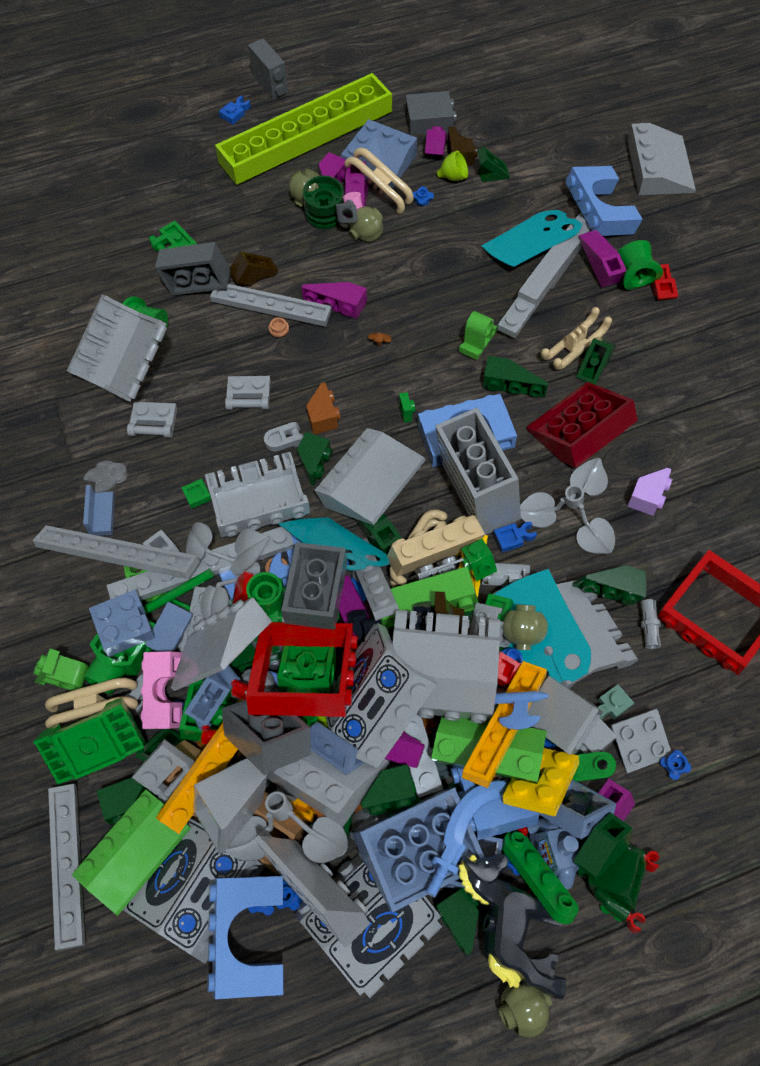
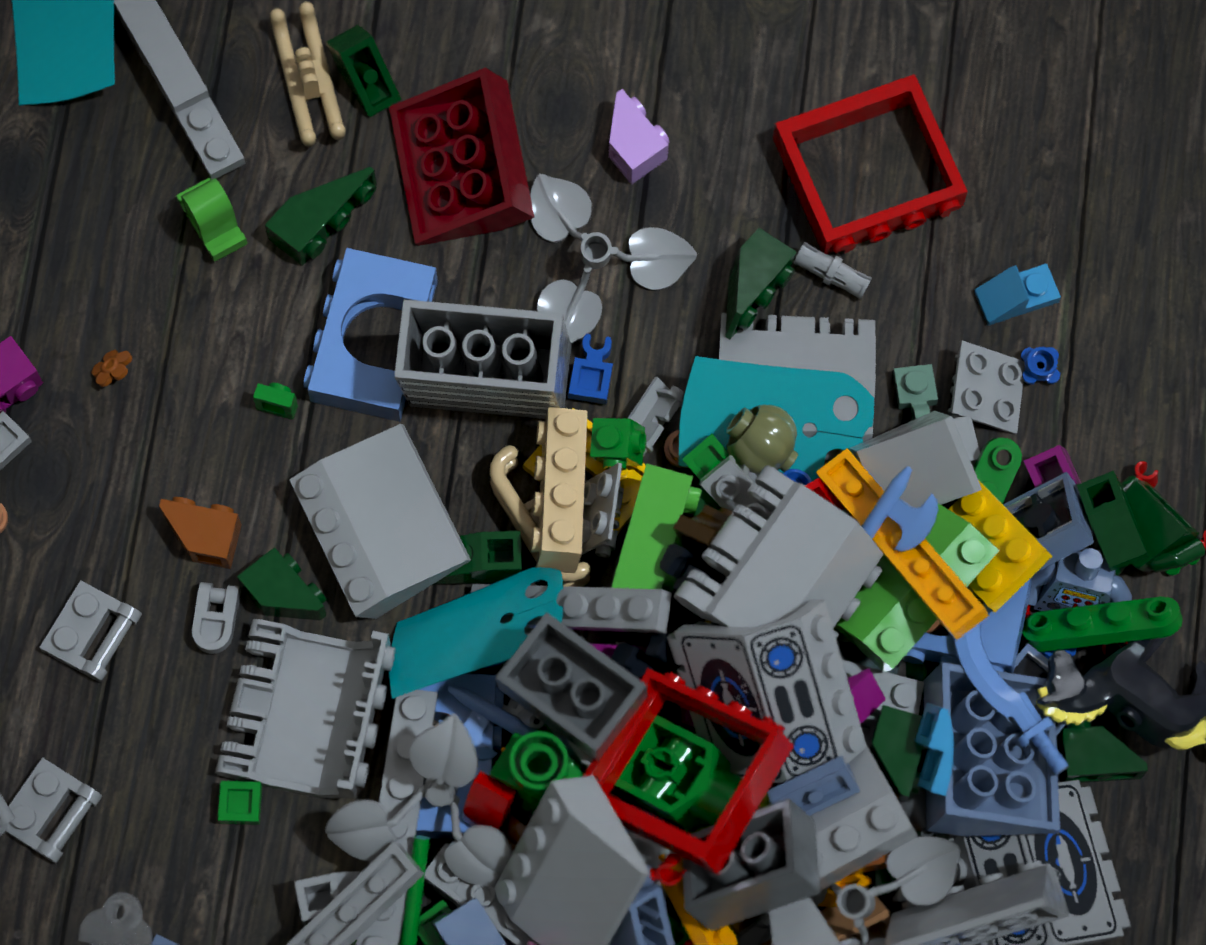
camera: 65 degrees left, 10 degrees up
(400, 802) = (937, 734): none -> dark azure slope
(705, 727) = (1016, 293): none -> dark azure slope

